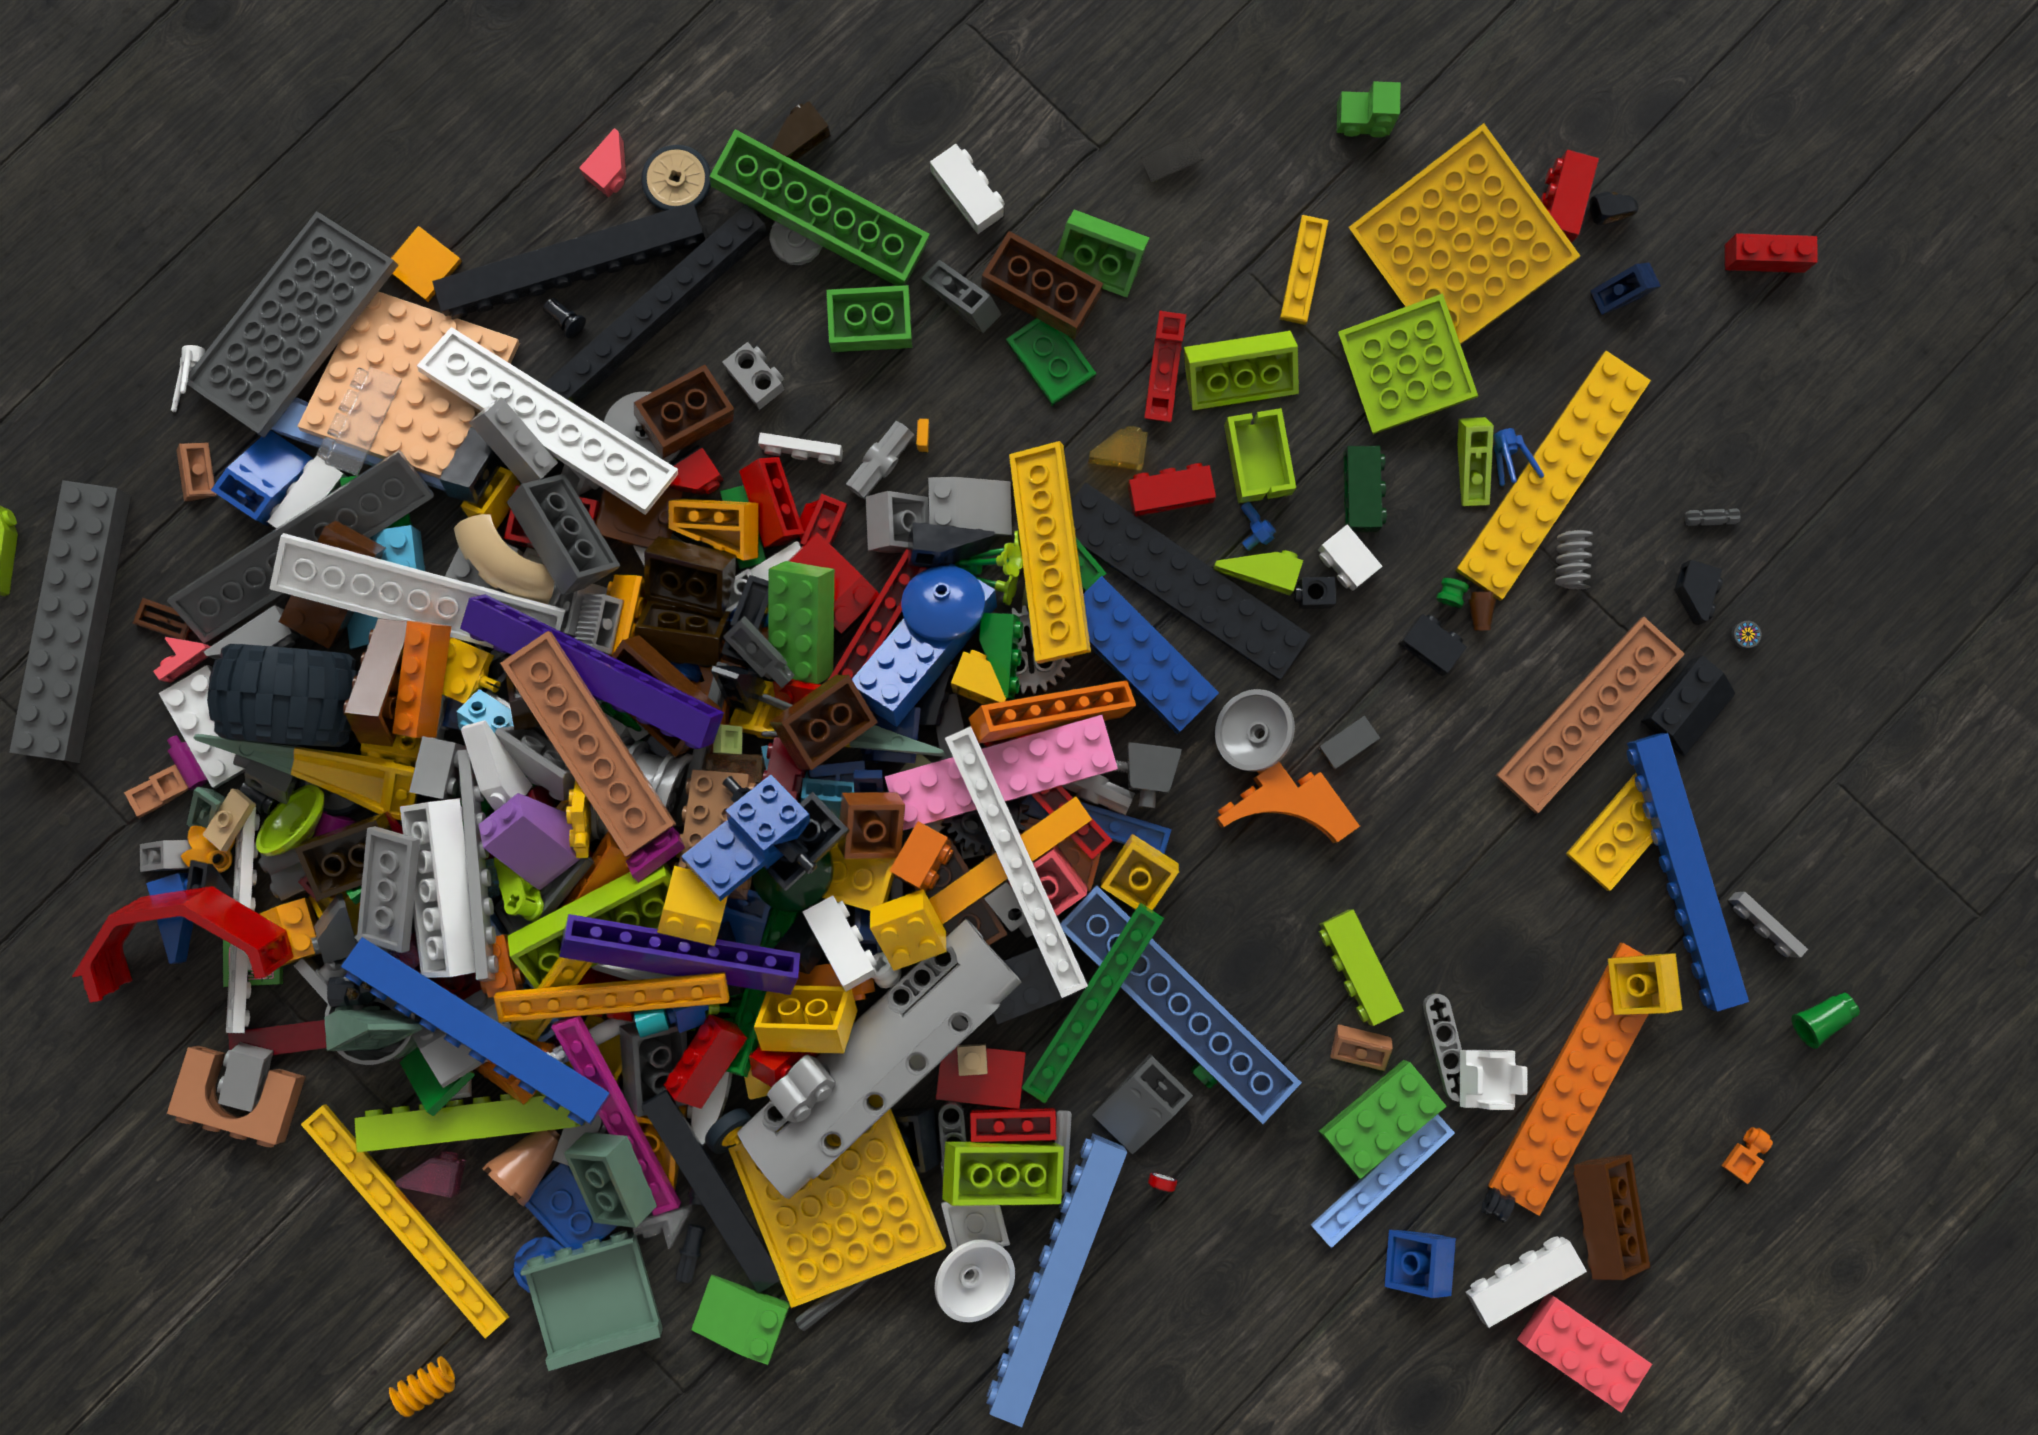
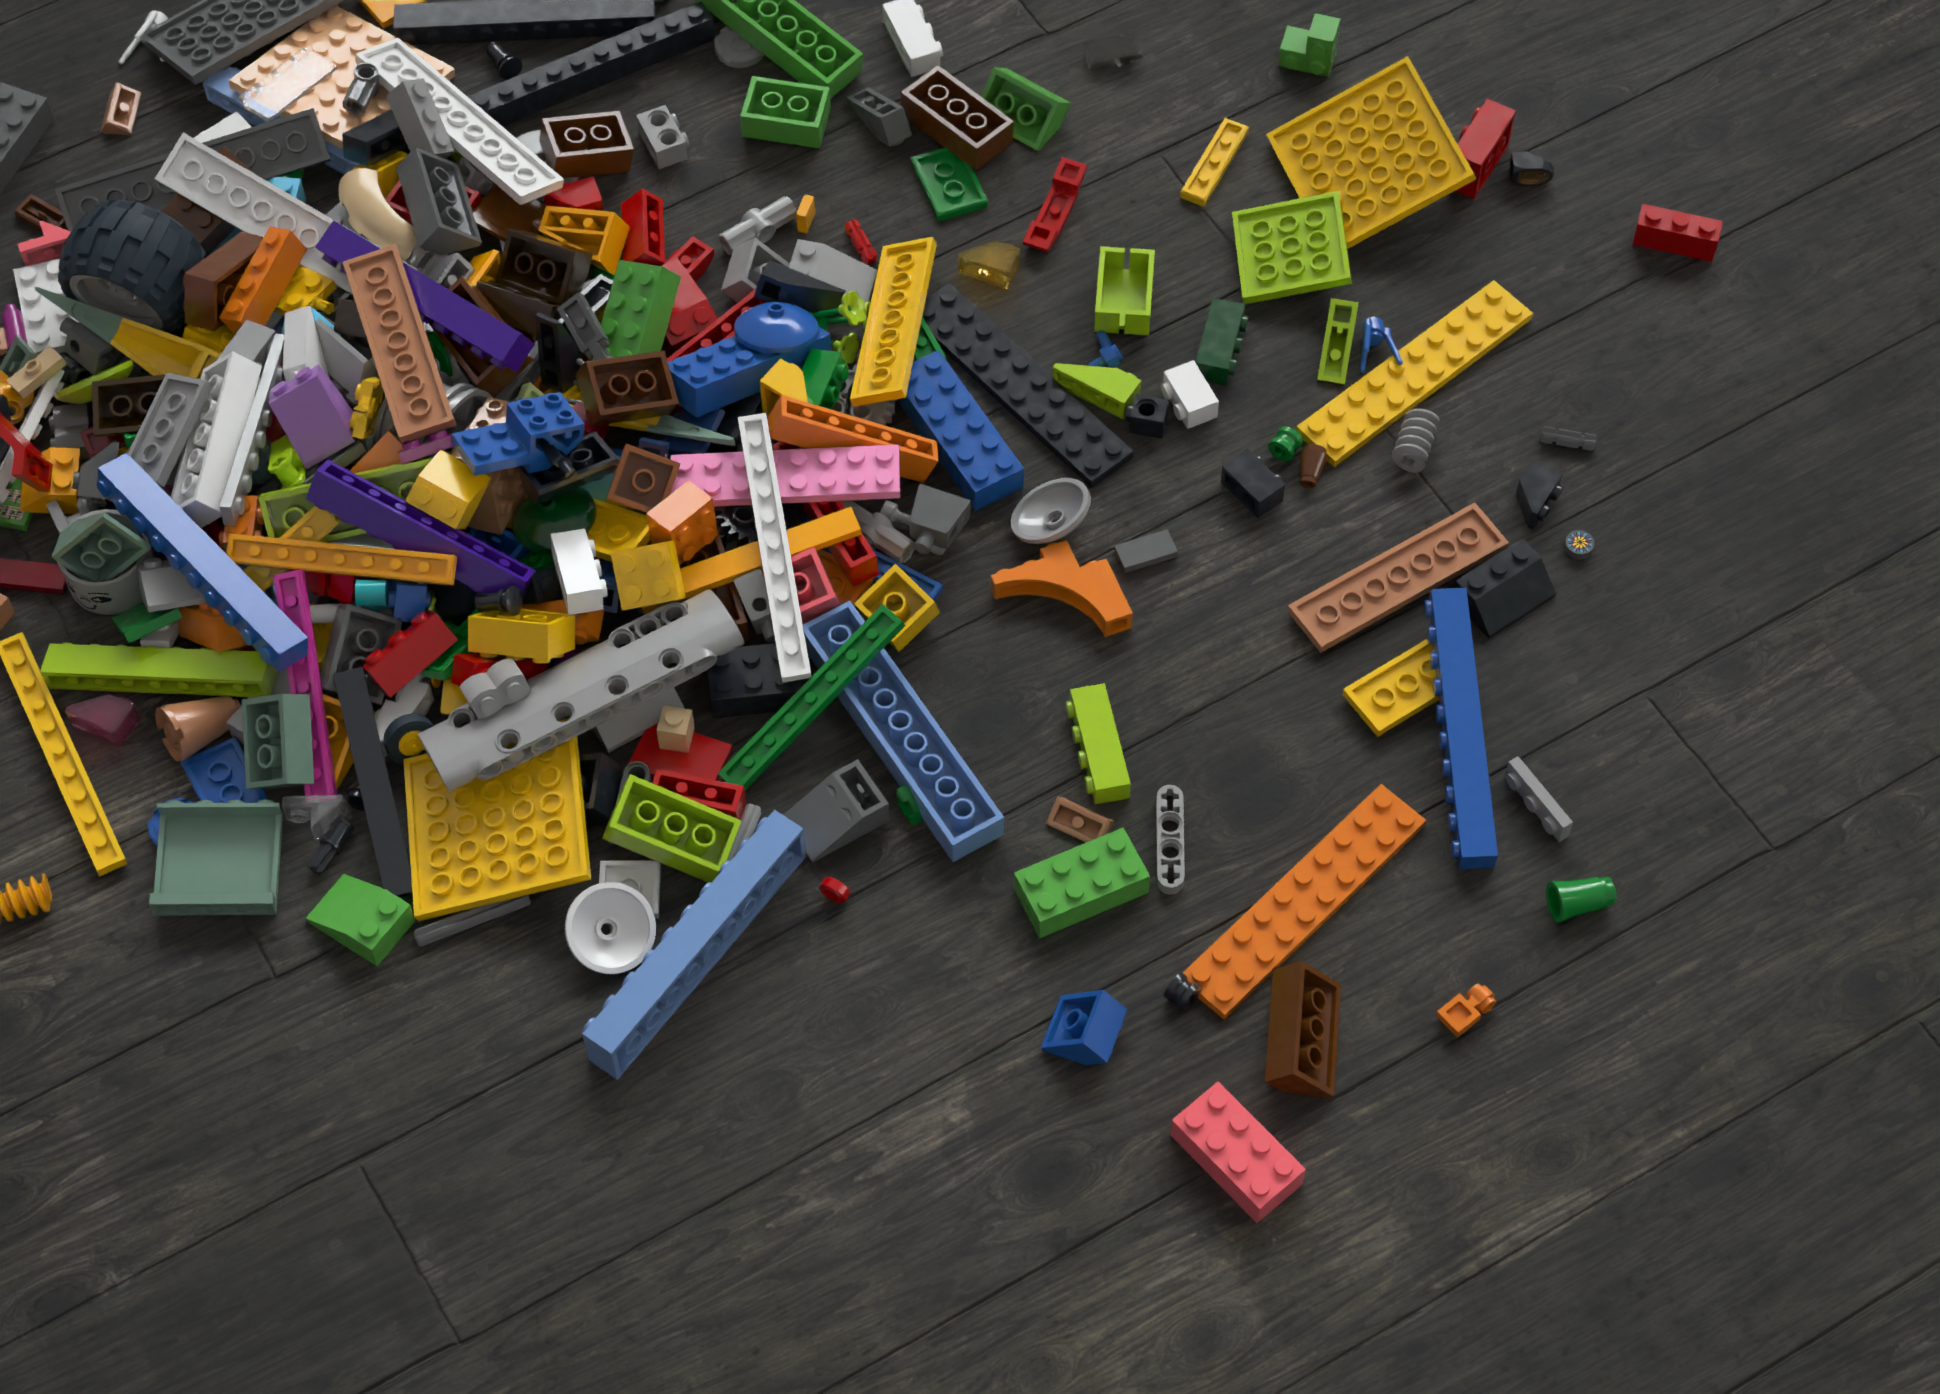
camera: 20 degrees right, 25 degrees down
(262, 476) = (165, 119): blue slope -> none
(347, 993) = (86, 505): black rock -> none
(438, 410) = (362, 89): none -> dark grey piece
(782, 999) = (504, 600): none -> black pin
(800, 448) = (688, 200): white plate -> none
(885, 975) = (612, 618): white wheel -> none
(985, 453) = (860, 242): none -> red axle
(1171, 489) = (1030, 305): red brick -> none
(1242, 370) = (1128, 223): lime slope -> none
(1381, 1181) = (1066, 942): light blue plate -> none
(1490, 1079) = (1206, 870): white panel -> none
(1525, 1281) = (1192, 1070): white brick -> none
(1625, 287) = (1526, 232): dark blue slope -> none
(1645, 984) = (1391, 813): yellow slope -> none

